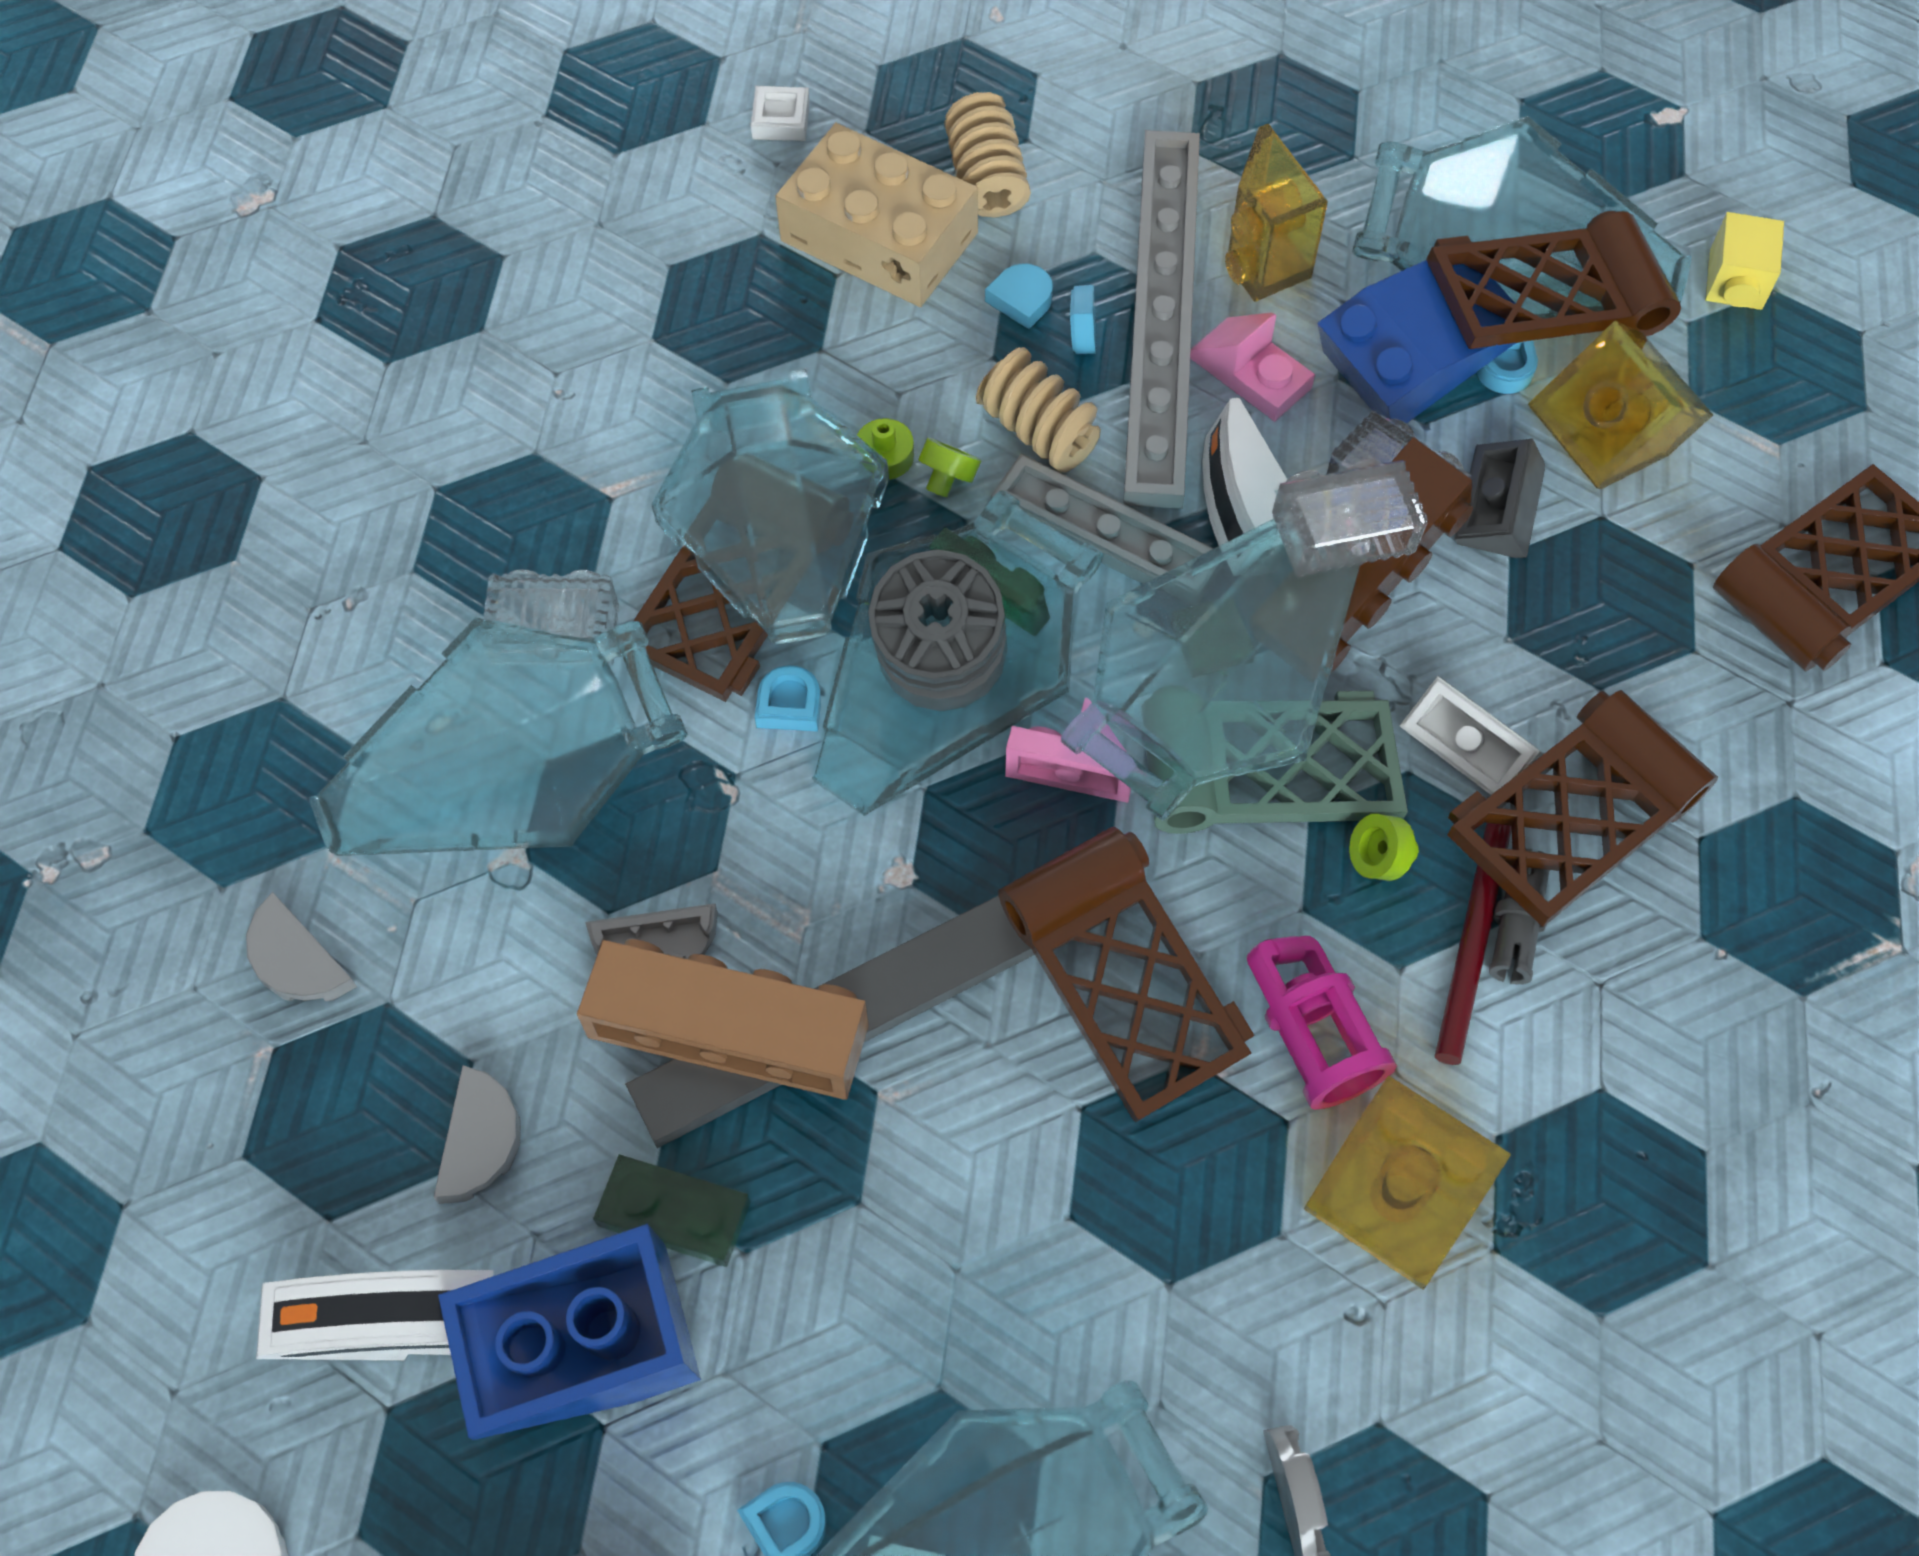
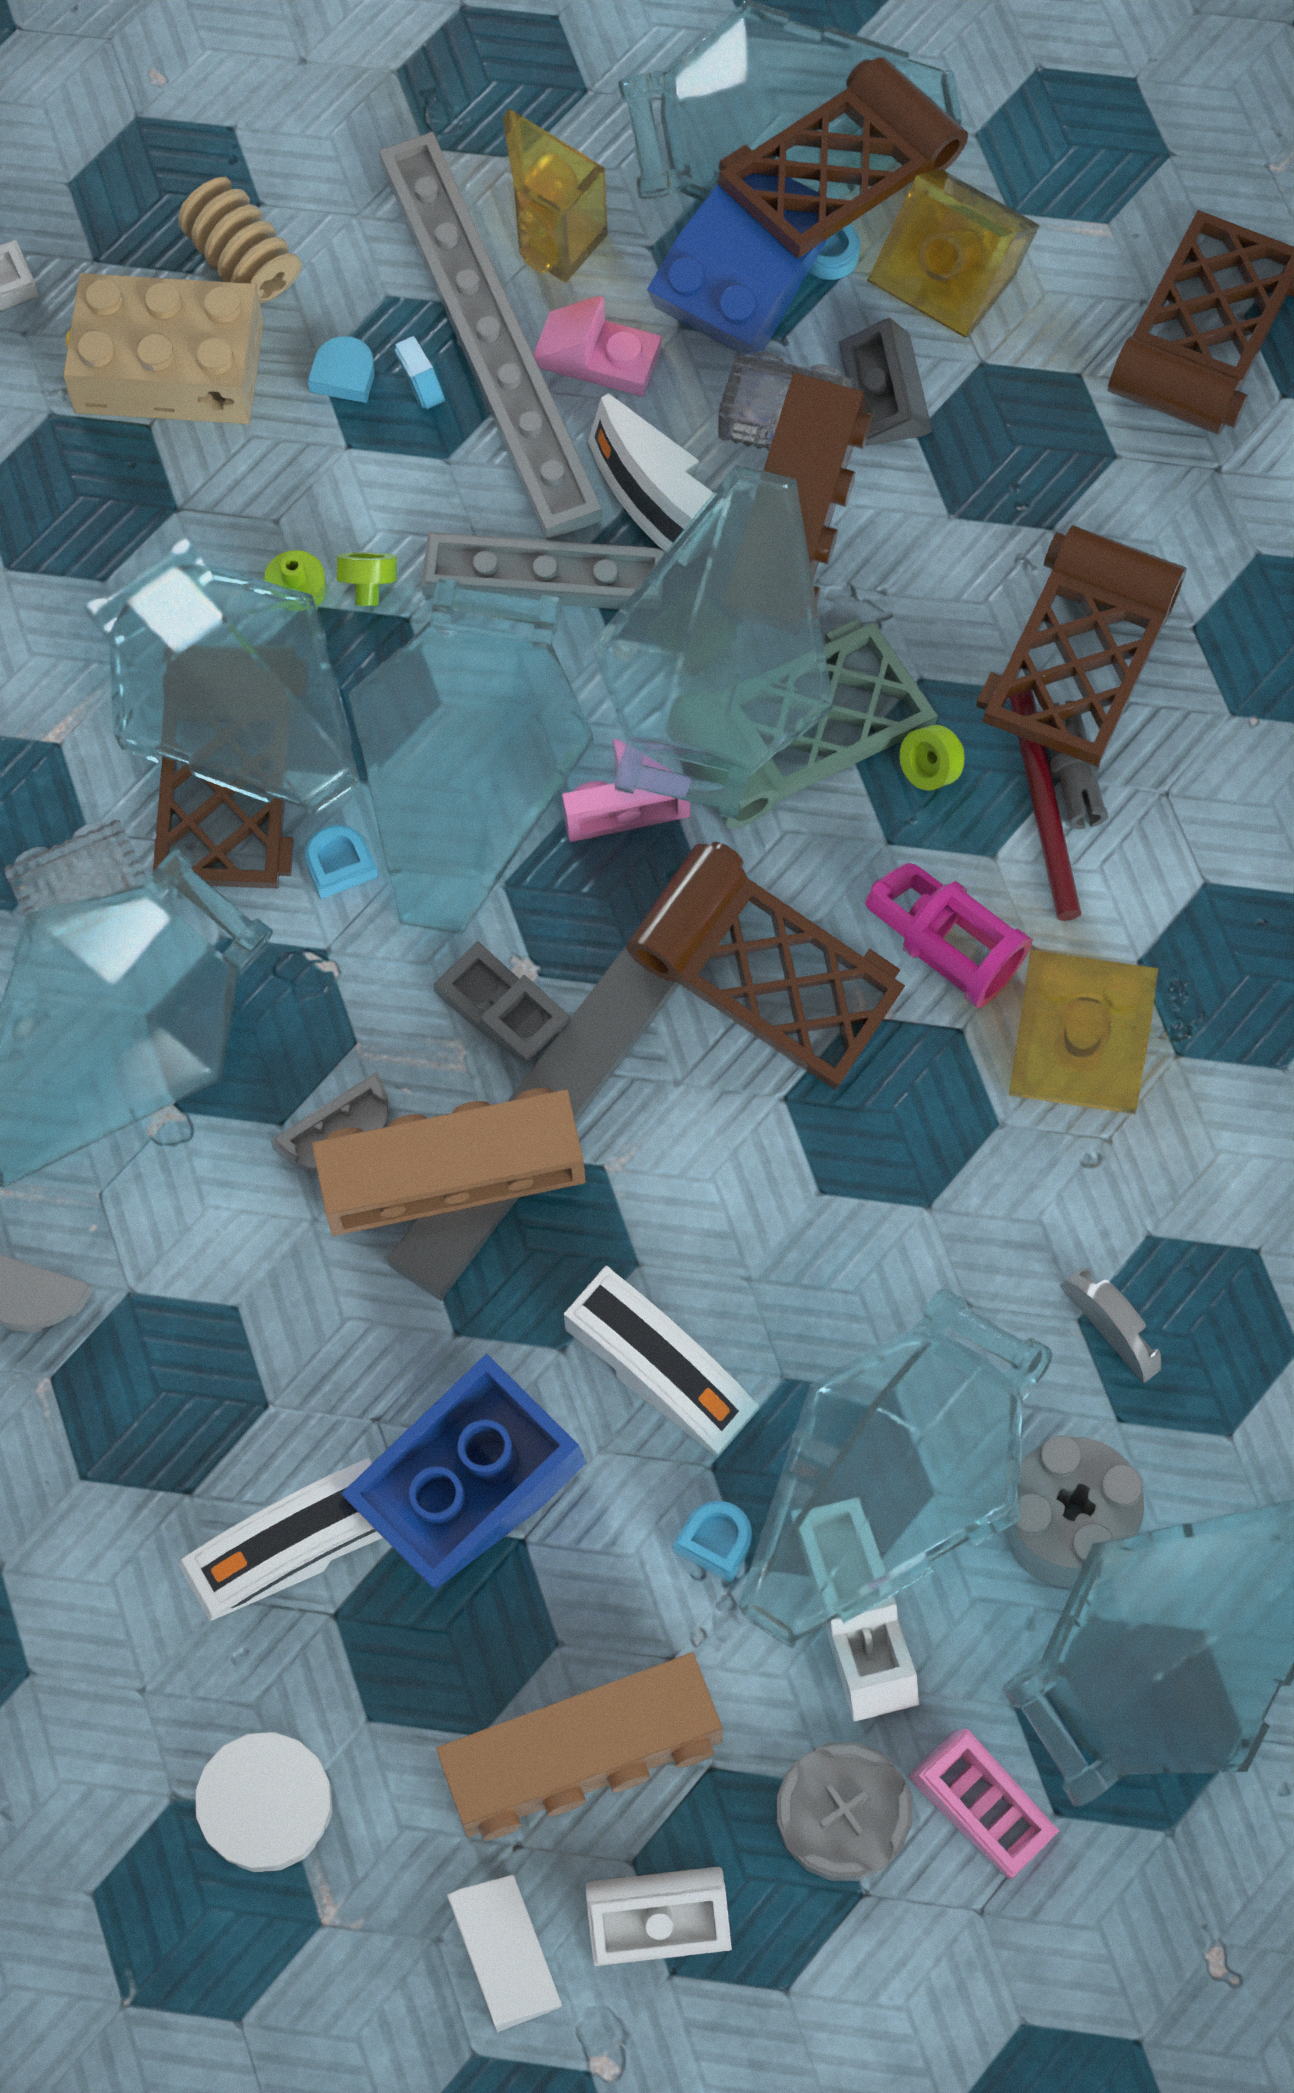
camera: 25 degrees left, 5 degrees up
(479, 1139) = (285, 1362): light grey tile -> none
(680, 1209) = (510, 1334): clear green plate -> none
(823, 1314) = (660, 1361): none -> white slope
(861, 893) = (500, 1004): none -> dark grey slope
(935, 663) = (481, 763): dark grey wheel -> none
(1020, 590) = (456, 665): clear green plate -> none
(1040, 410) = (425, 484): tan piece -> none
(1348, 516) = (774, 475): clear brick -> none
(1468, 737) = (960, 624): white slope -> none
(1744, 260) = (1001, 54): light yellow brick -> none

